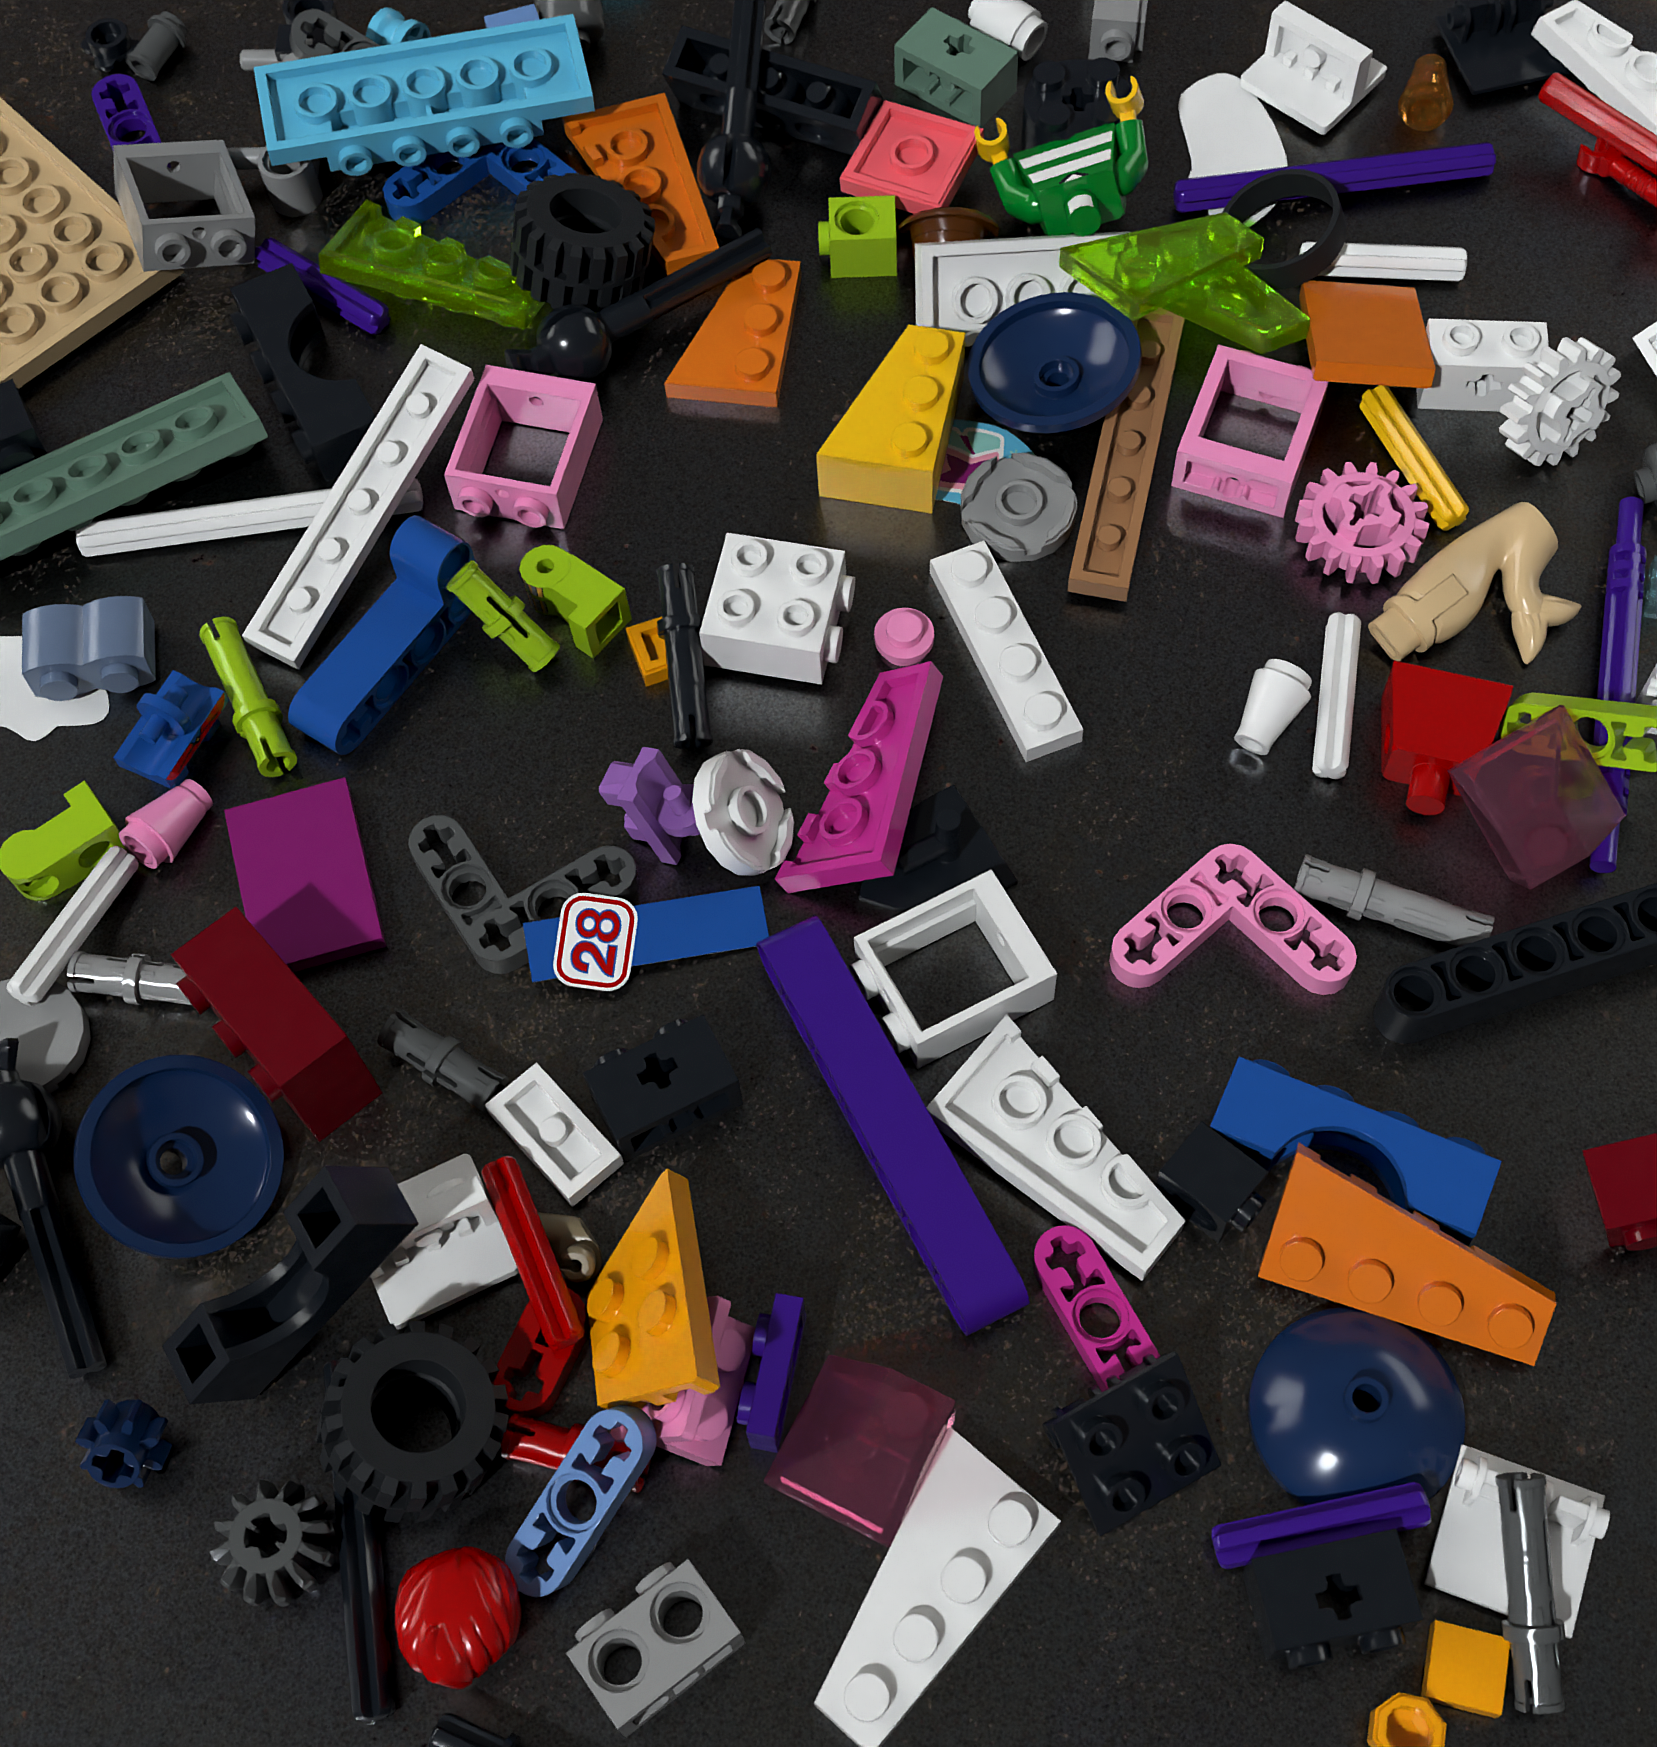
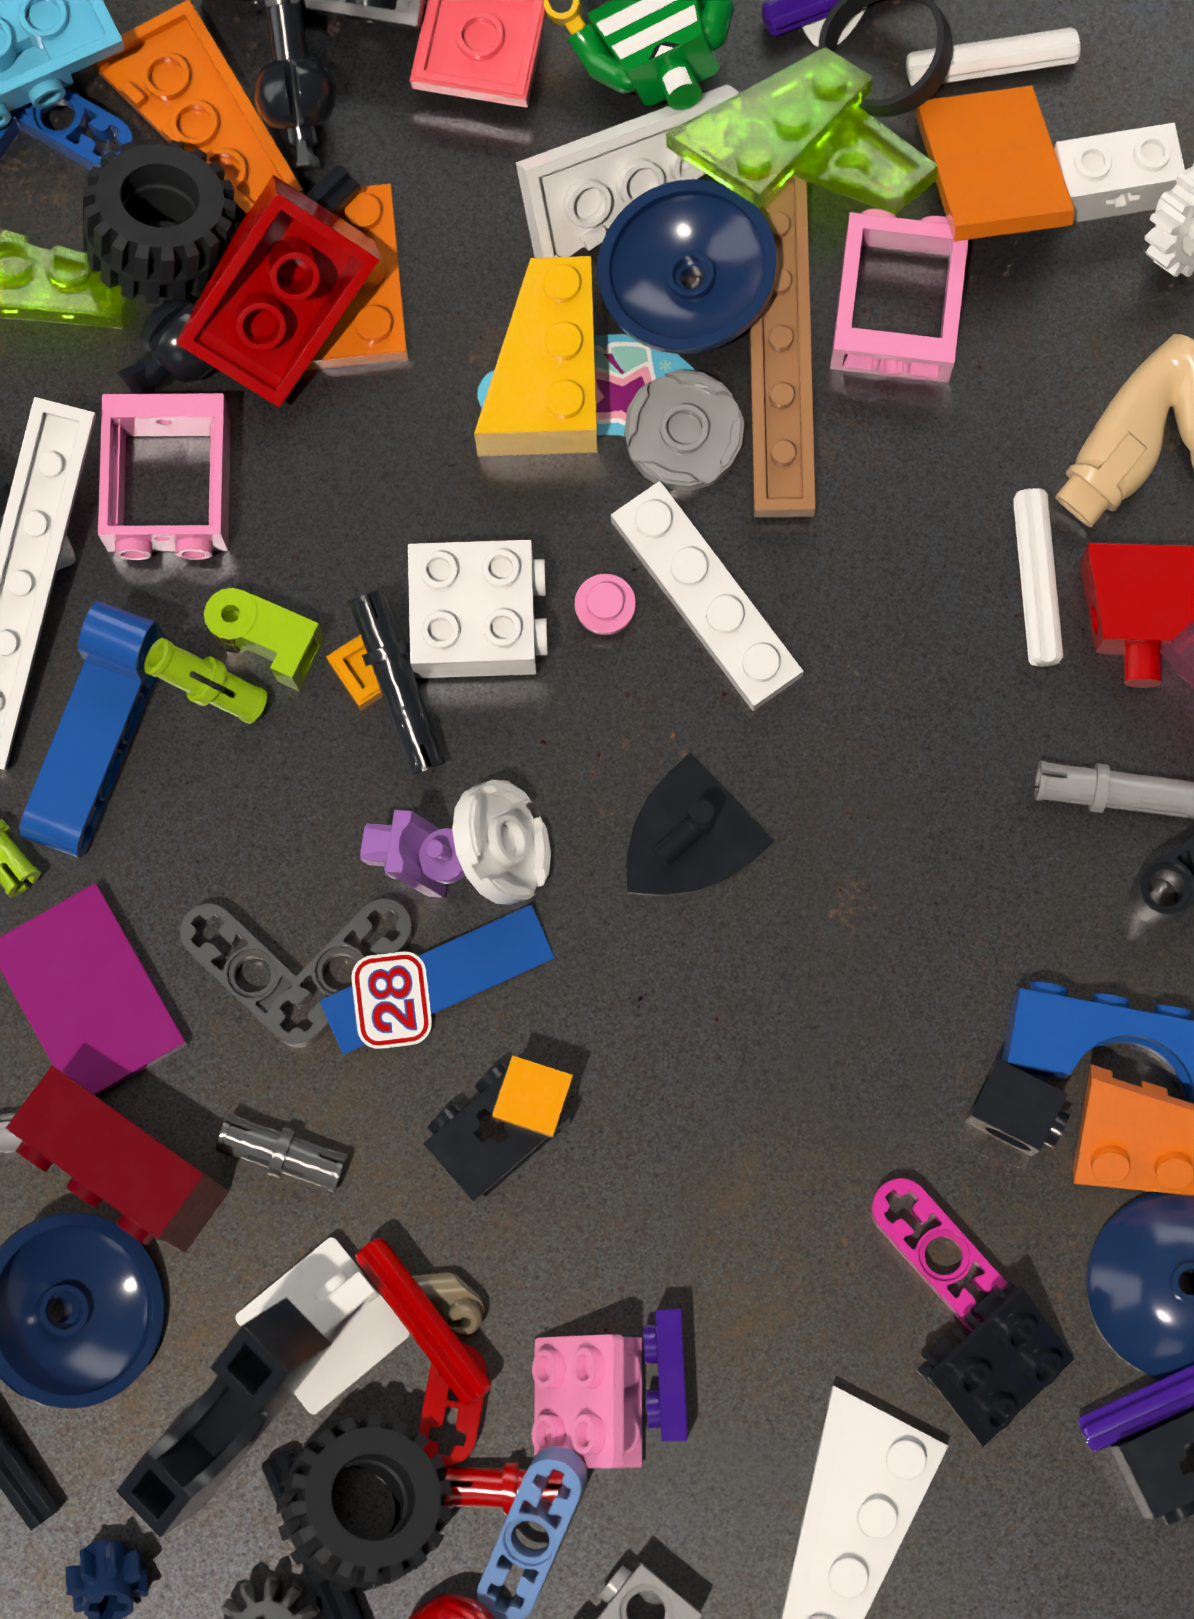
camera: 15 degrees left, 15 degrees up
(554, 1134) = (407, 1199): white plate -> none
(652, 1307) = (550, 1352): light orange wing -> none
(667, 308) = (278, 291): none -> red slope
(705, 1048) = (532, 1096): none -> light orange tile
(860, 236) = (455, 119): lime brick -> none
(862, 1446) = (760, 1421): clear pink slope -> none
(870, 788) = (615, 780): dark pink wing -> none
(893, 1126) = (713, 1114): dark purple beam -> none
(947, 225) = (538, 128): reddish brown hat -> none
(1008, 935) = (780, 908): white window -> none
(1037, 1137) = (853, 1099): white wing -> none
(1226, 902) = (968, 824): bright pink beam -> none
(1273, 702) = (978, 605): white cone -> none
(1361, 522) = (1053, 391): bright pink gear -> none
(1414, 457) = (1068, 295): yellow axle -> none

